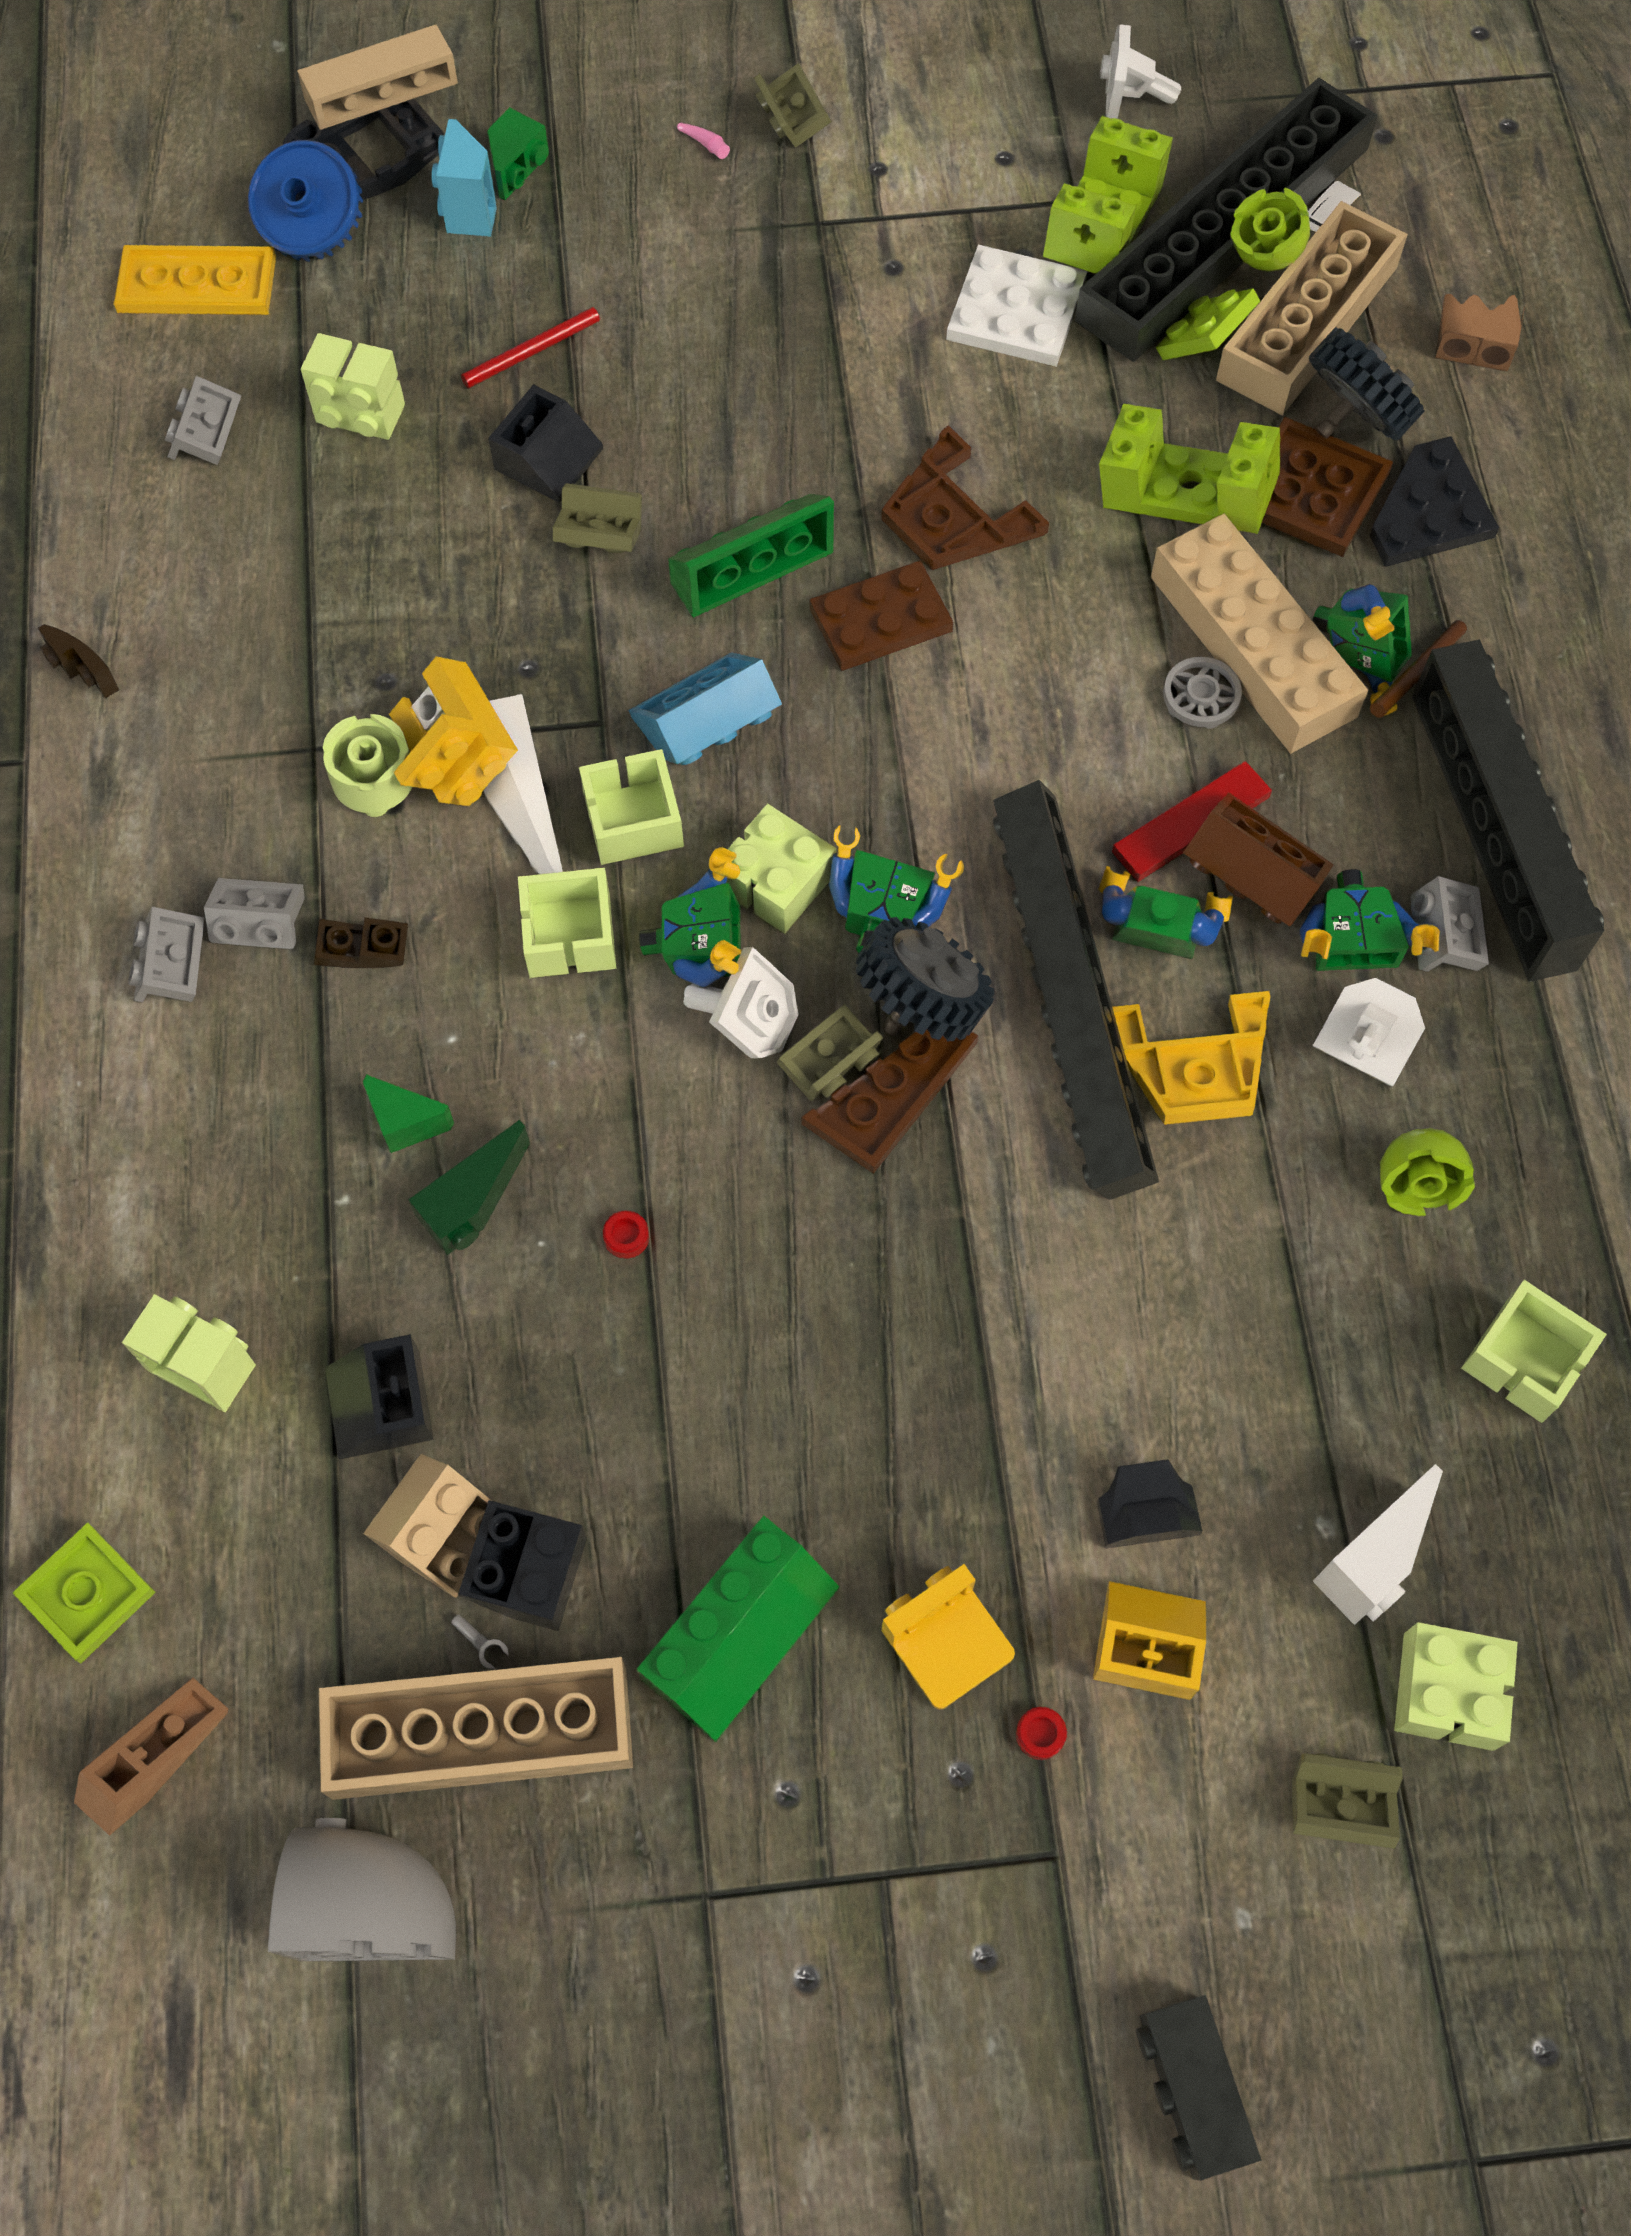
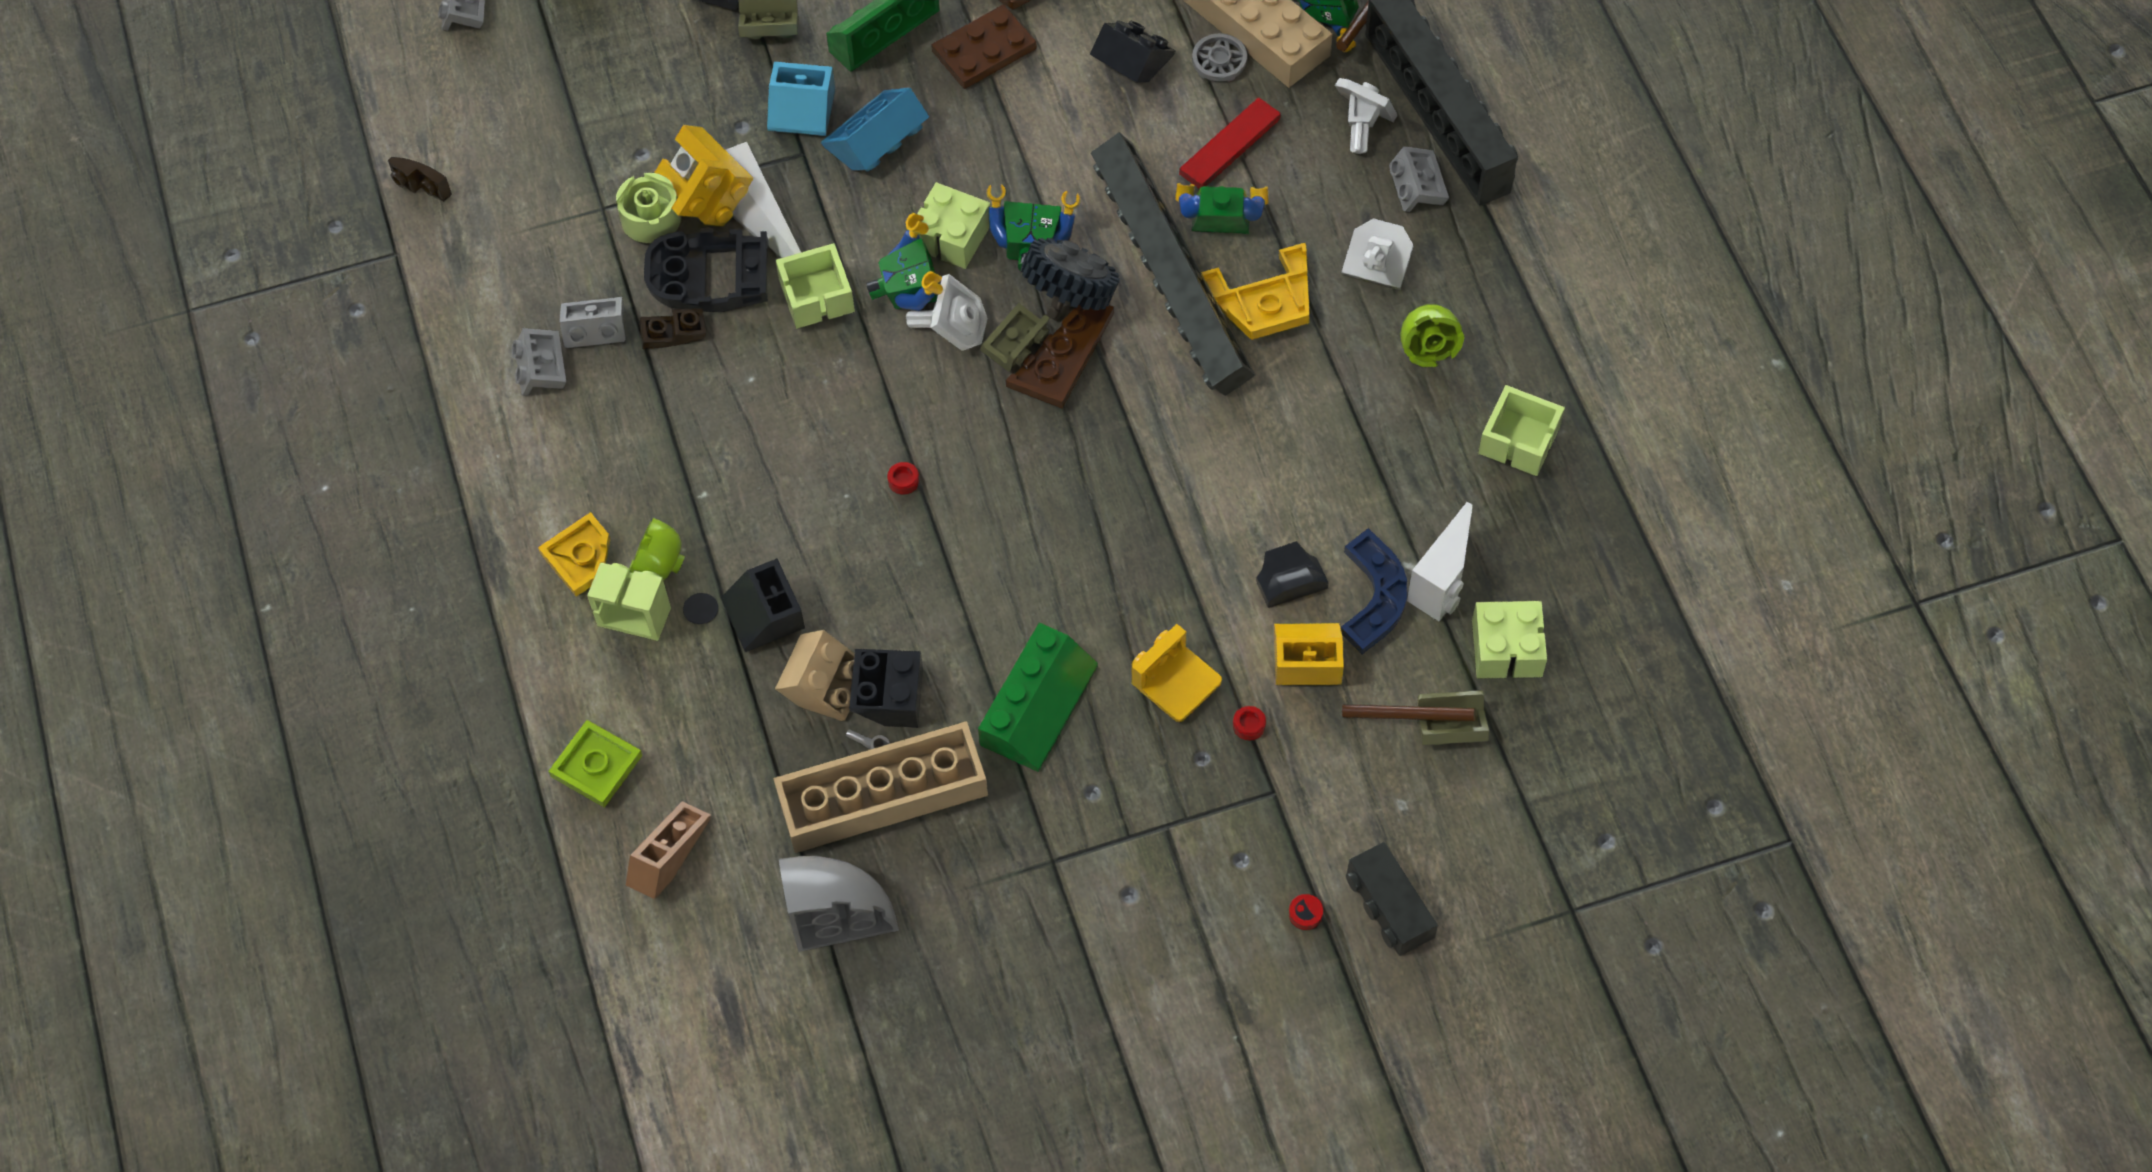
camera: 10 degrees left, 5 degrees down
(145, 1257) = (577, 553): none -> yellow plate
(249, 1285) = (658, 550): none -> lime cylinder
(296, 1375) = (700, 608): none -> black sticker
(389, 858) = (678, 269): none -> black slope
(405, 1115) = (733, 429): green slope -> none
(465, 1196) = (786, 476): dark green slope -> none
(612, 644) = (800, 98): none -> medium azure slope
(632, 818) = (846, 210): yellowish green piece -> none
(1064, 2073) = (1305, 912): none -> red tile
(1082, 660) = (1131, 50): none -> black slope
(1257, 860) = (1279, 159): reddish brown slope -> none
(1284, 1777) = (1408, 712): none -> reddish brown bar
(1289, 1561) = (1389, 591): none -> dark blue plate
(1362, 928) = (1359, 190): green torso -> none
(1390, 811) = (1364, 109): none -> white piece

